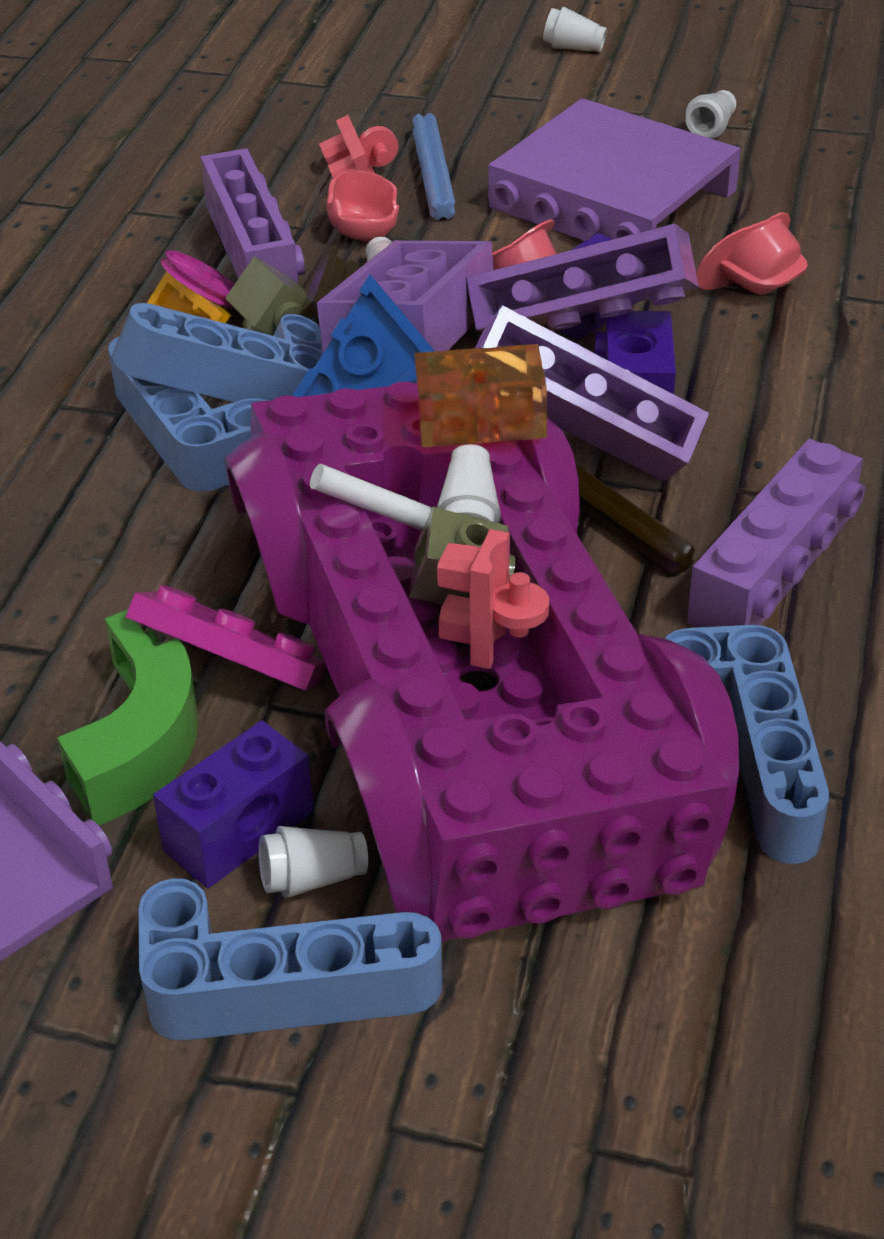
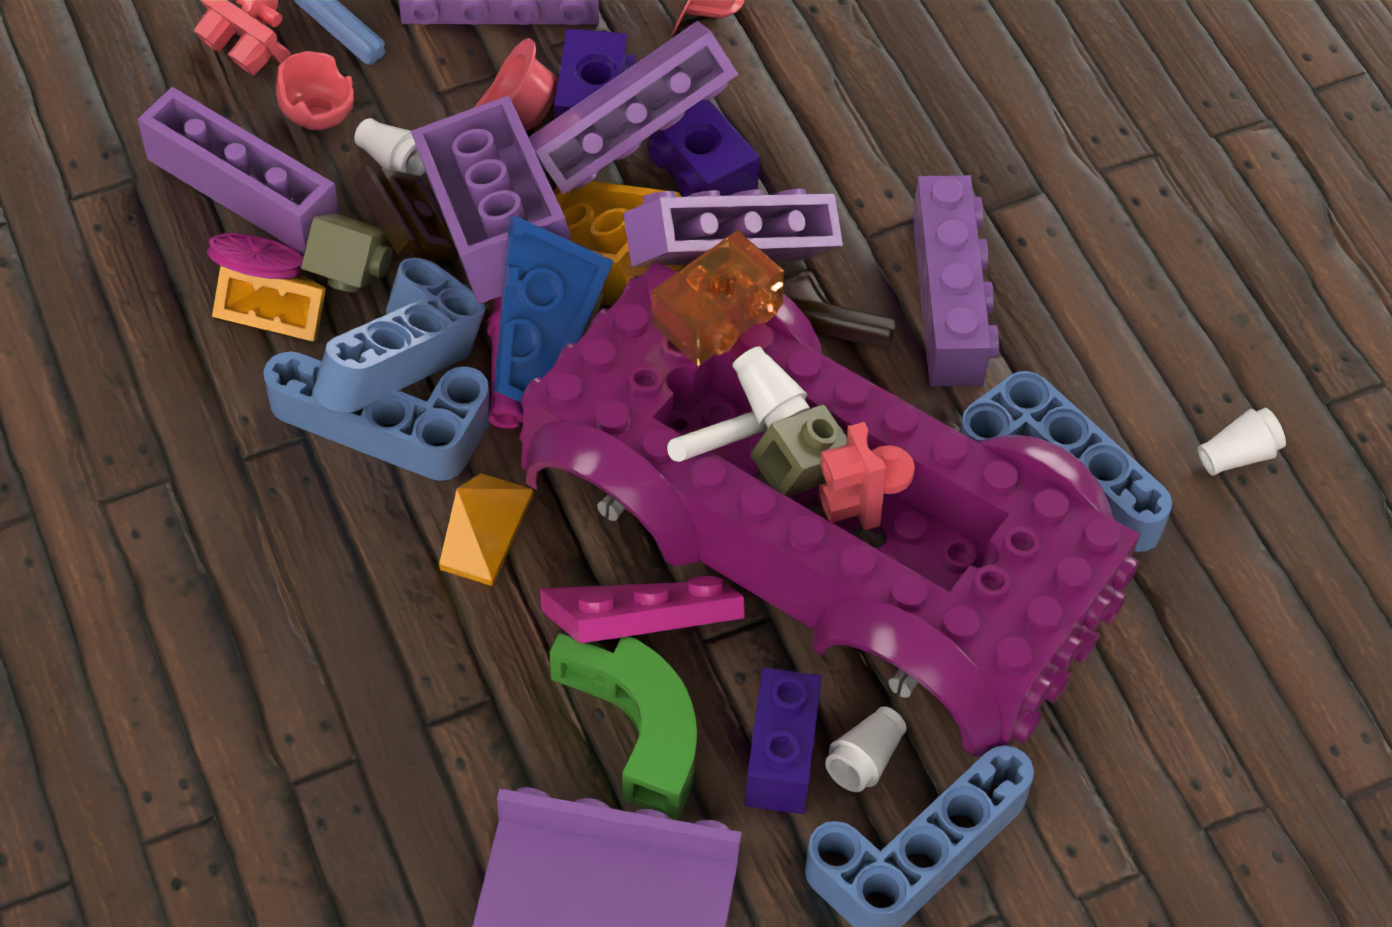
camera: 40 degrees left, 15 degrees up
(176, 523) = (483, 527): none -> light orange slope

